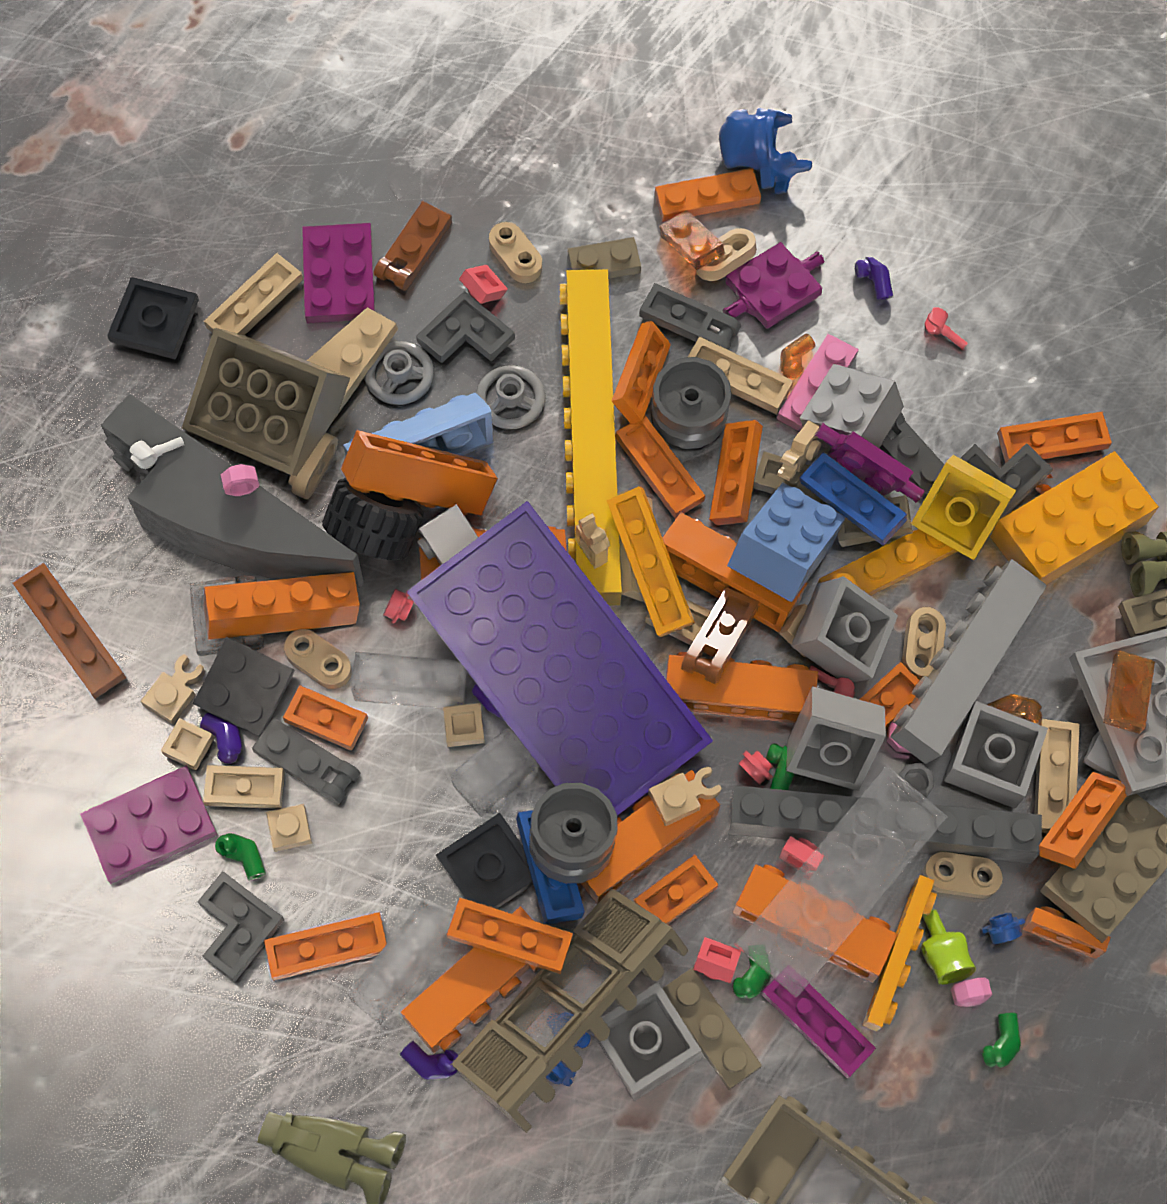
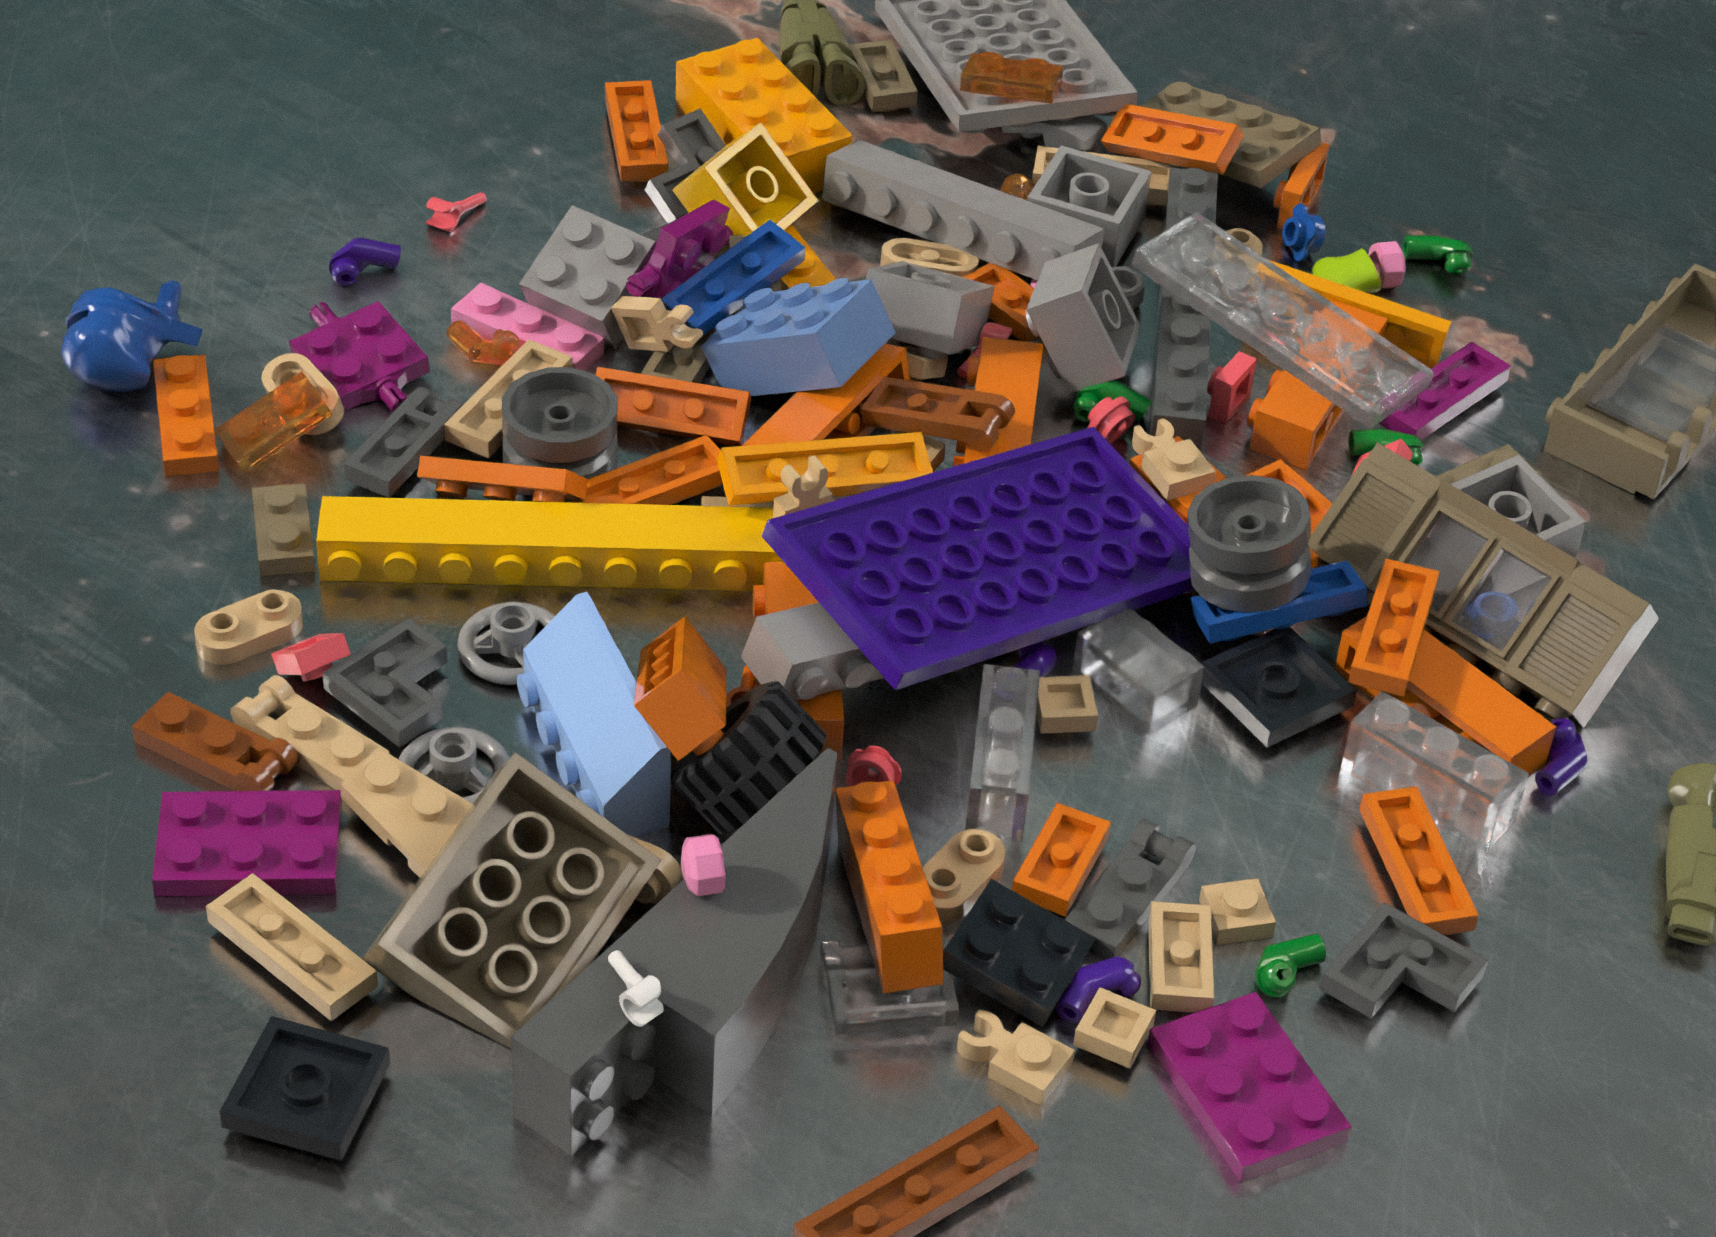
camera: 90 degrees left, 25 degrees down
(423, 294) = (323, 743): none -> tan plate

